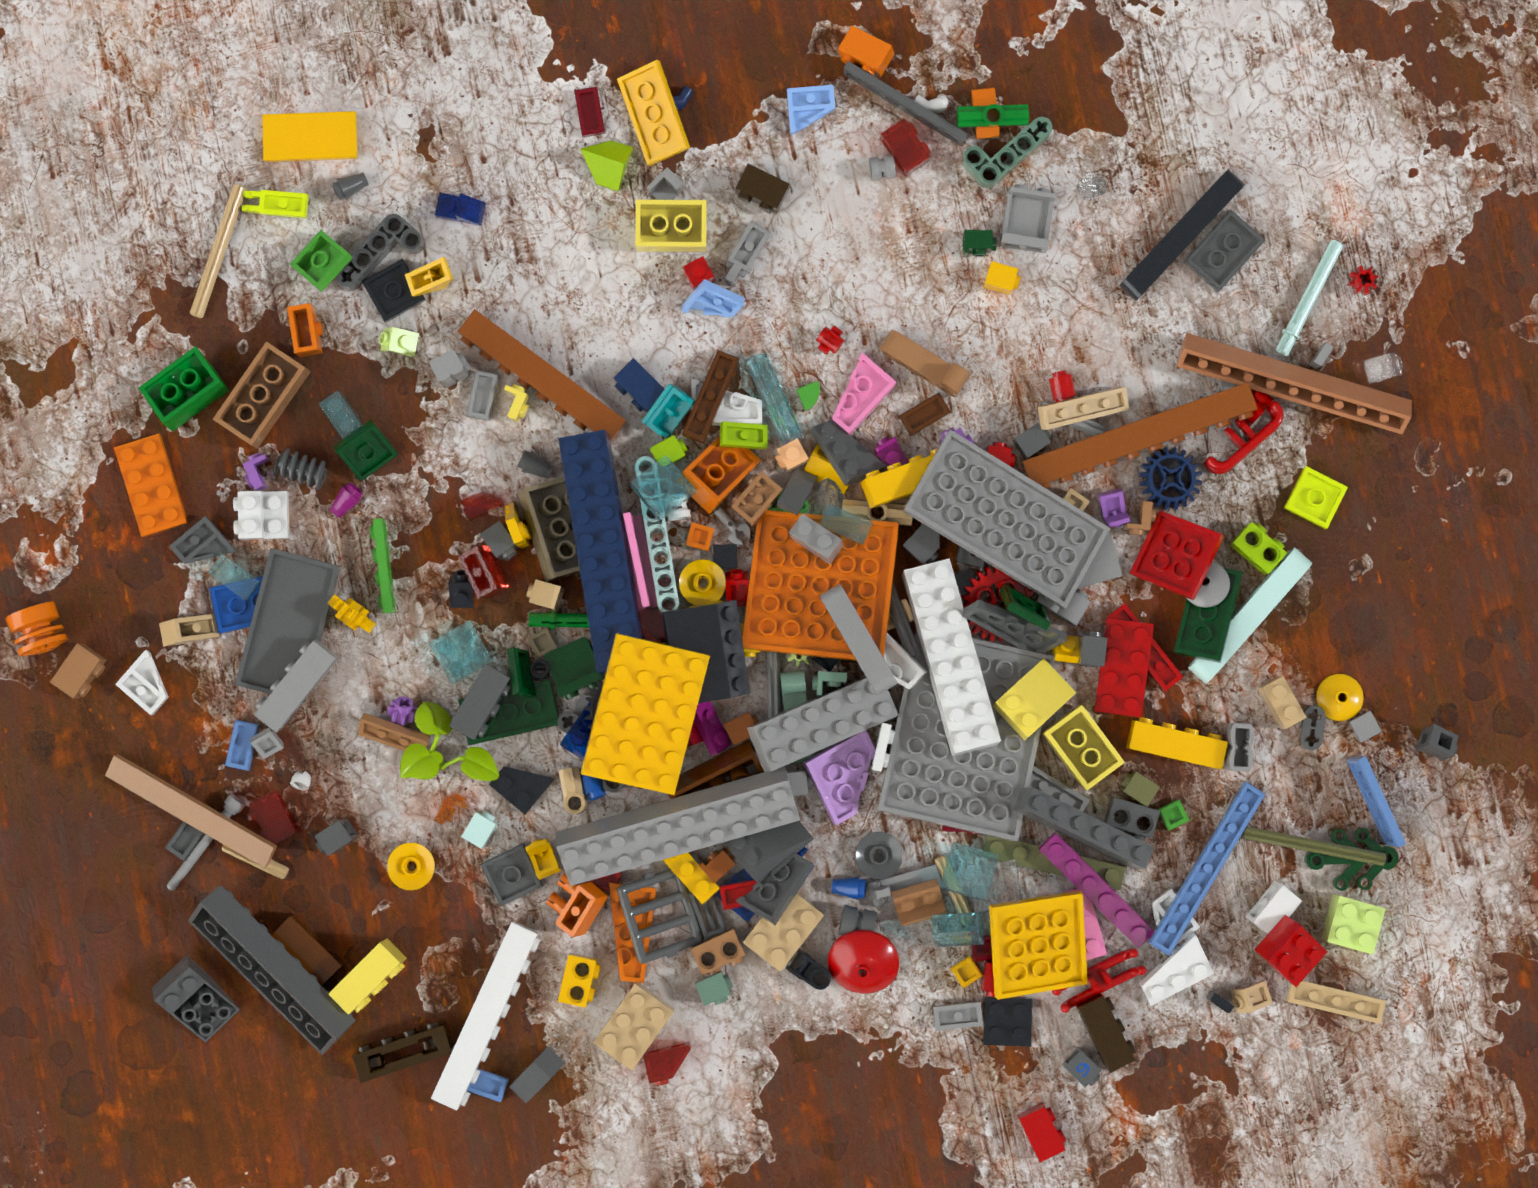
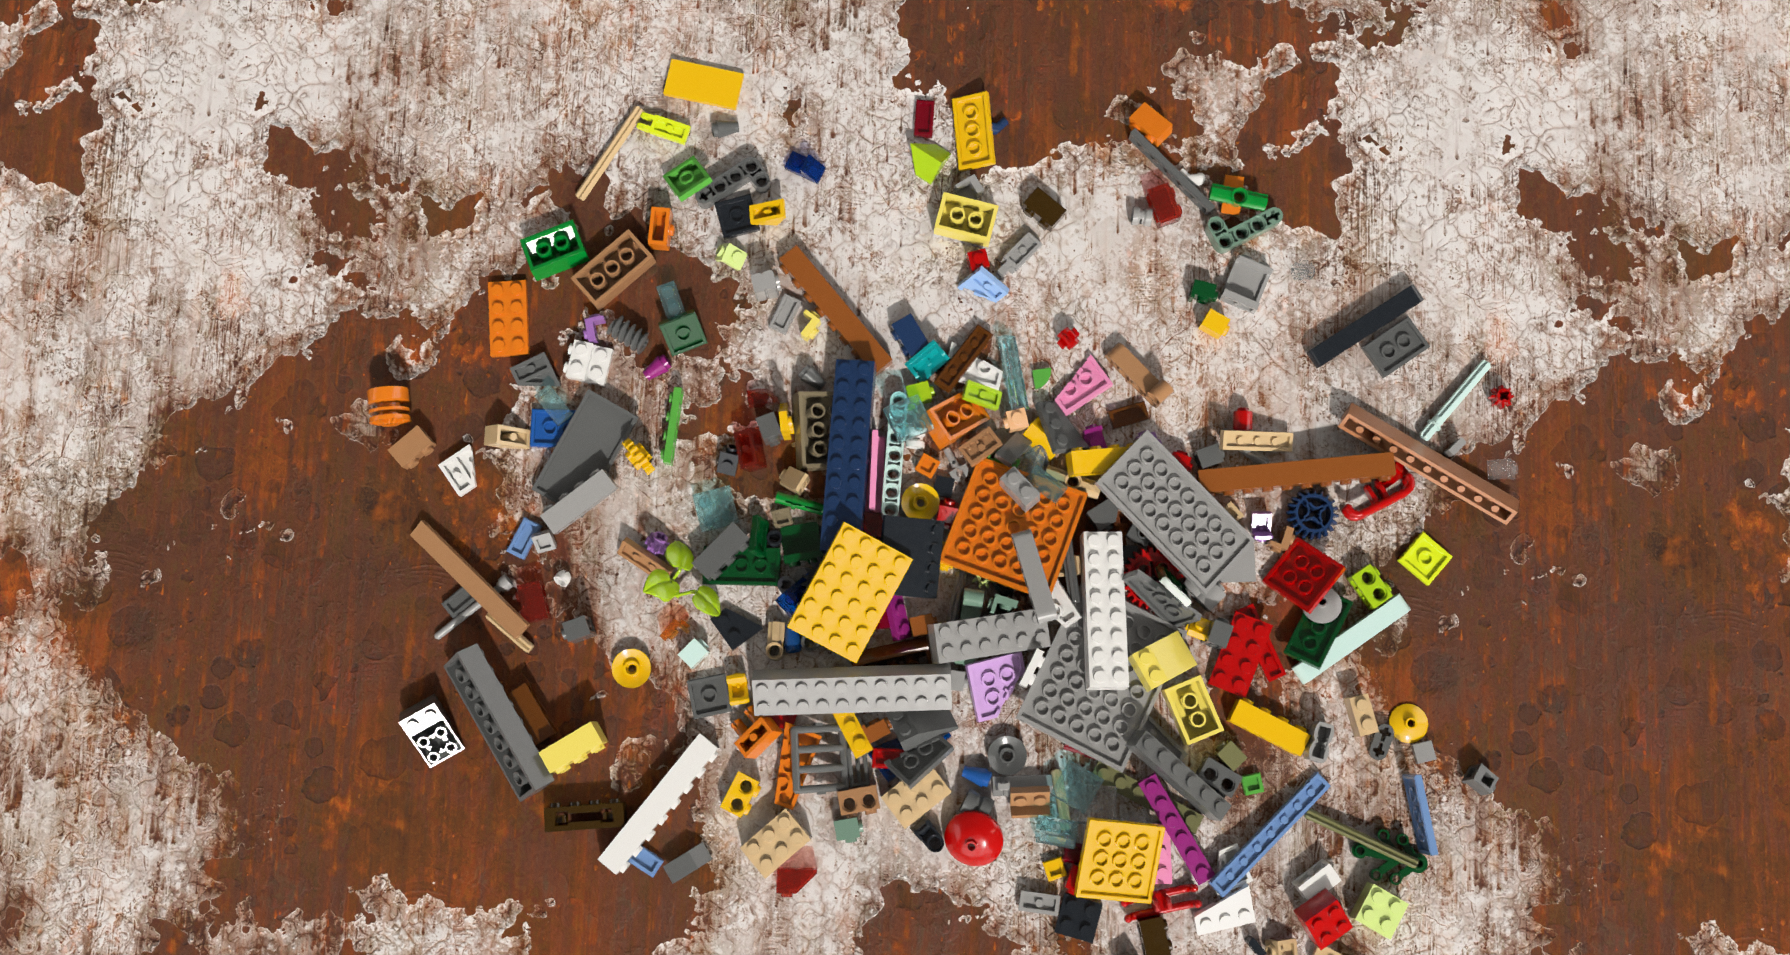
camera: 15 degrees right, 5 degrees down
(809, 105) = (1095, 155): light blue wing -> none

